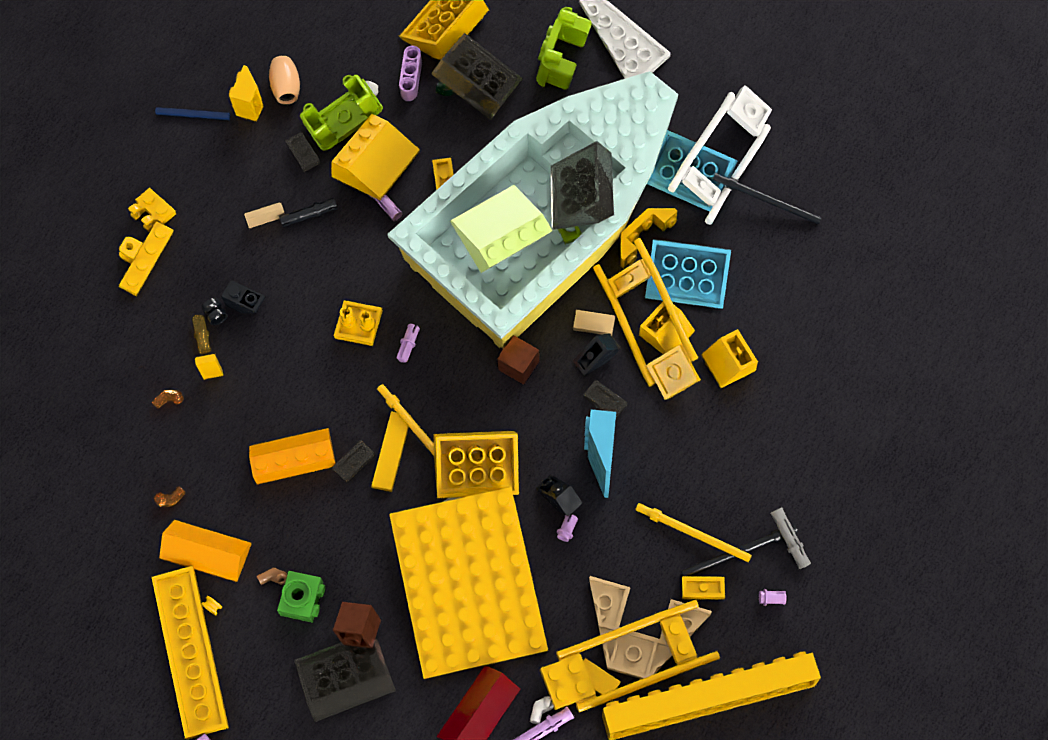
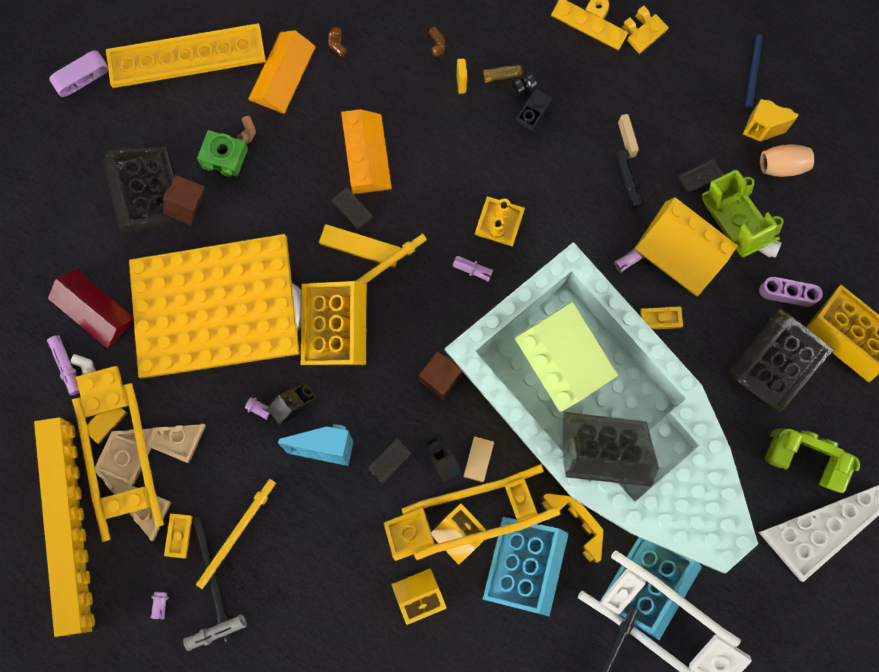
camera: 90 degrees right, 10 degrees up
(211, 605) = (226, 75): yellow bush -> none

